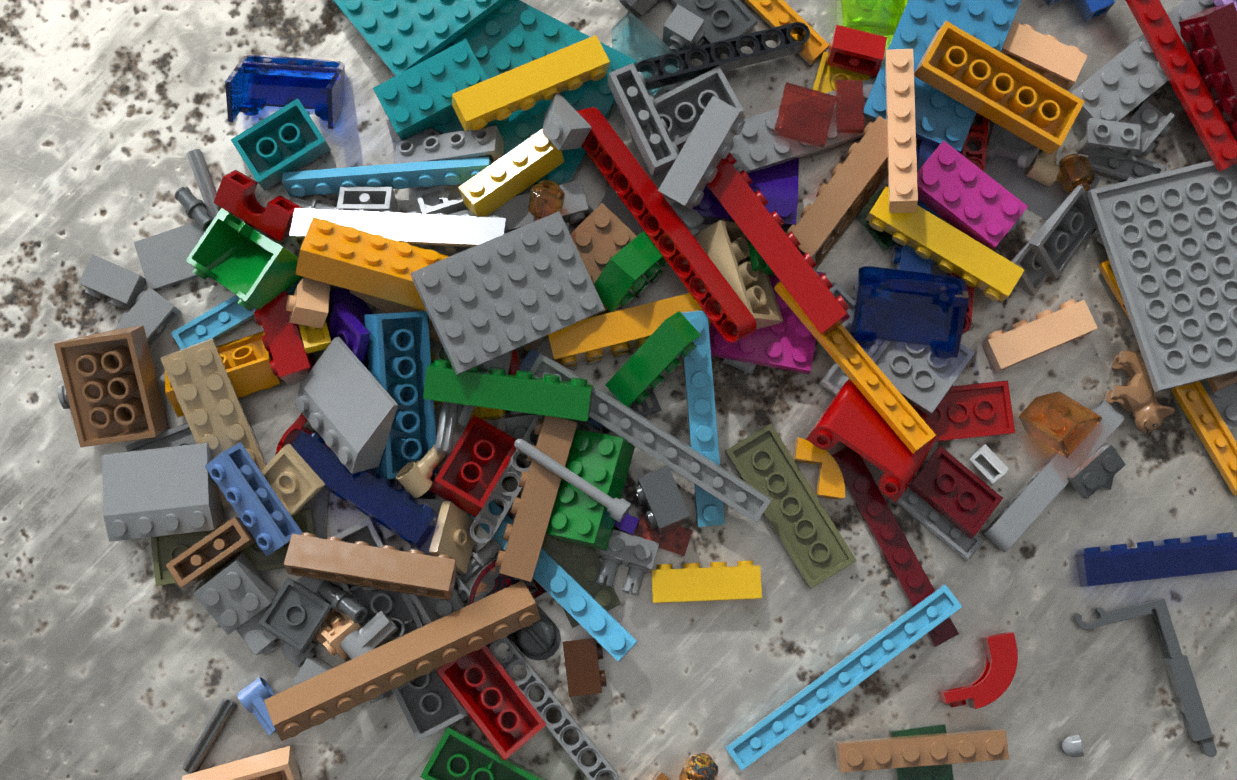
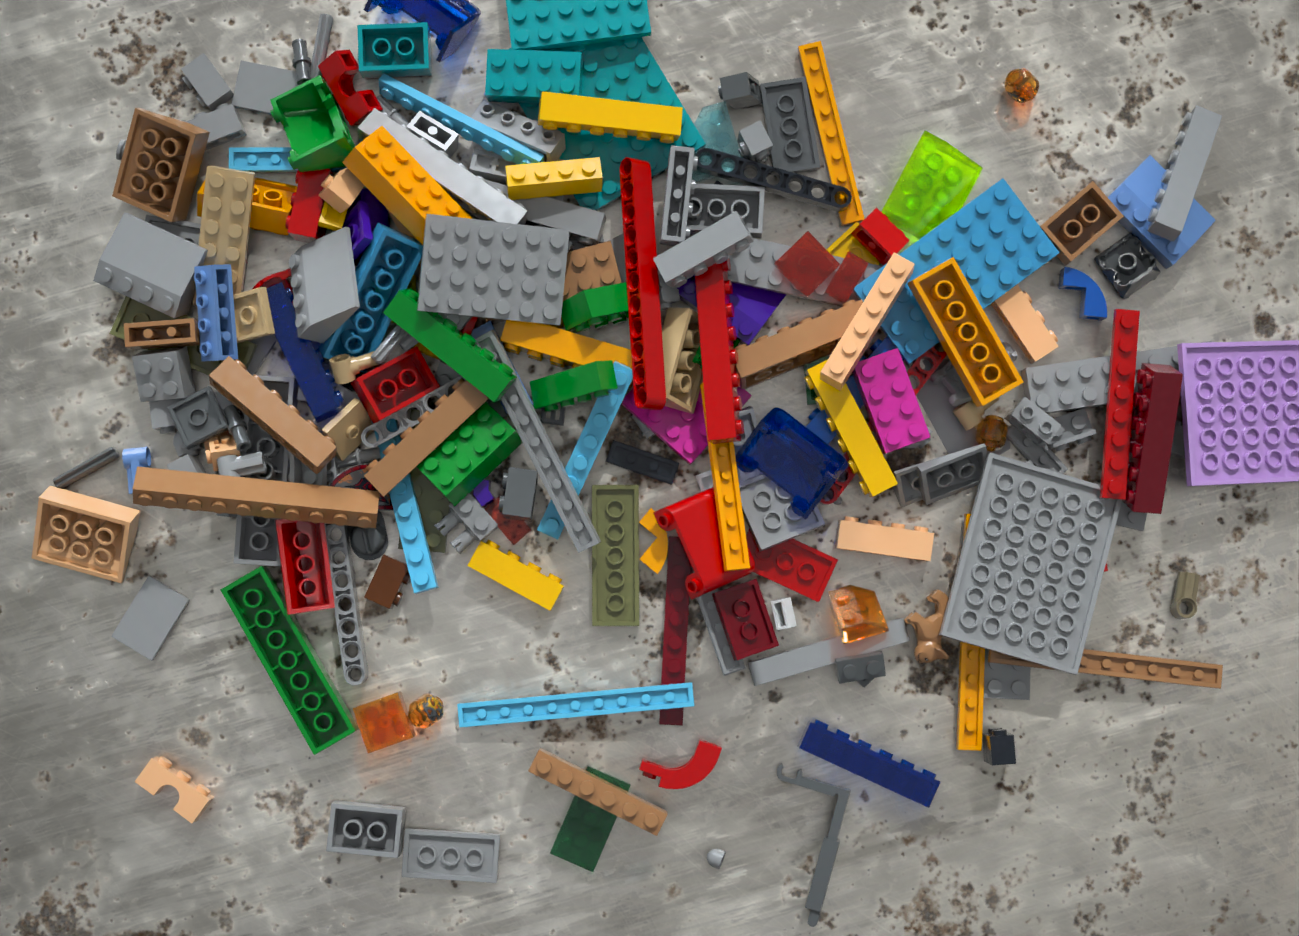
camera: 30 degrees right, 5 degrees up
(545, 199) = (566, 214): clear orange head -> none
(564, 125) = (615, 164): light grey slope -> none
(616, 507) = (477, 479): light grey piece -> none
(760, 400) = (642, 462): none -> black tile

